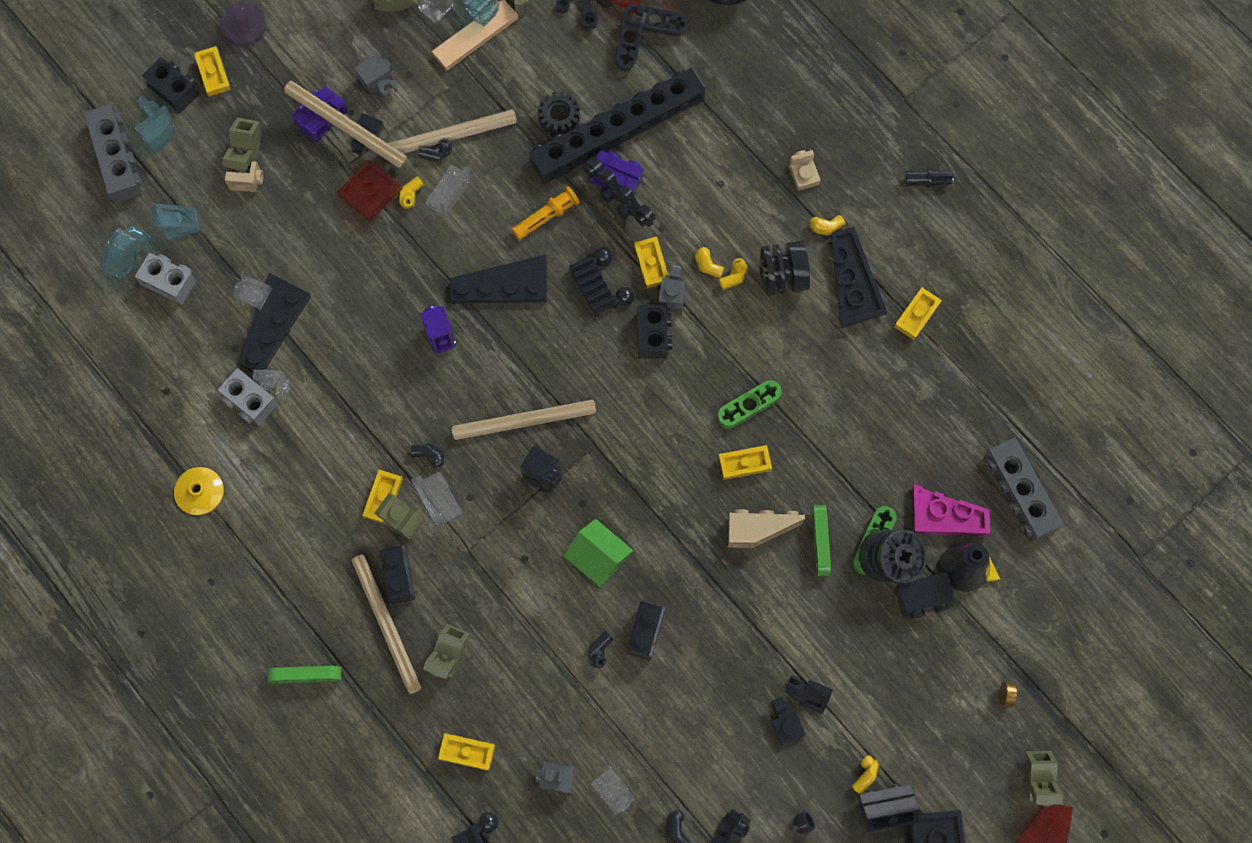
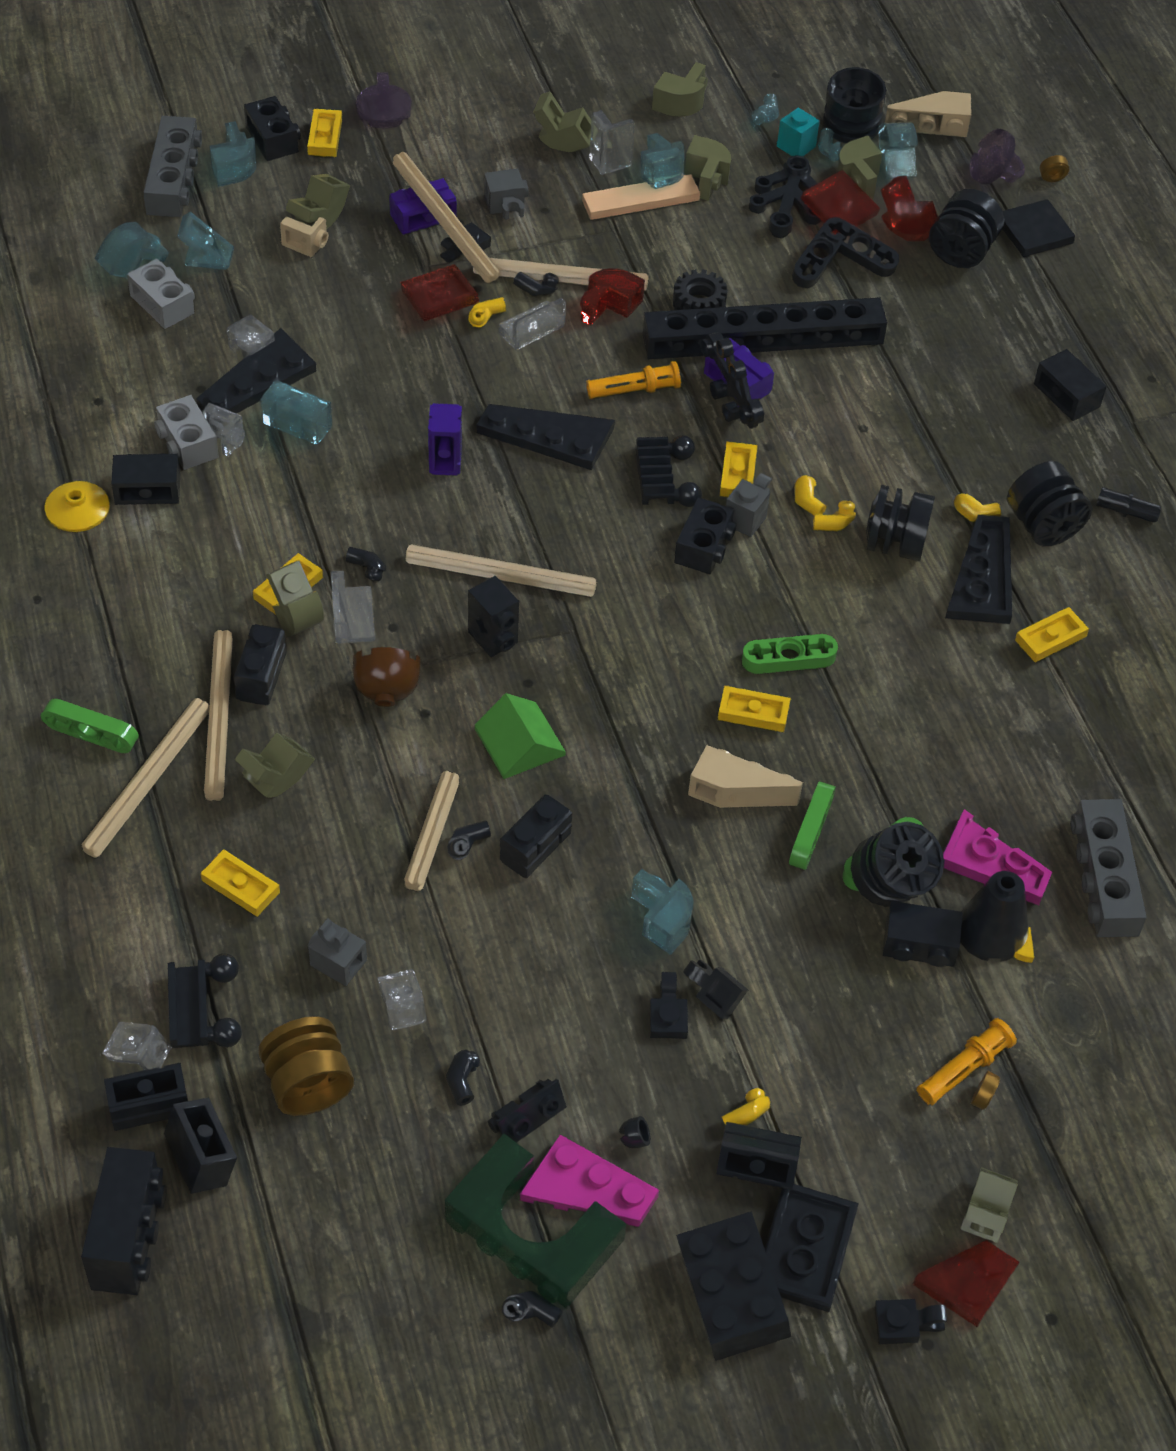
camera: 20 degrees right, 20 degrees down
(238, 450) = (146, 479): none -> black brick
(318, 346) = (296, 412): none -> clear light blue brick
(362, 696) = (145, 778): none -> tan axle
(489, 549) = (386, 674): none -> reddish brown cylinder
(492, 136) = (611, 290): none -> clear red brick
(573, 653) = (431, 831): none -> tan axle
(760, 649) = (669, 908): none -> clear light blue brick
(804, 170) = (973, 444): tan bracket -> none
(851, 87) = (1069, 384): none -> black brick
(882, 210) = (1049, 503): none -> black wheel
(993, 667) = (977, 1052): none -> light orange pin

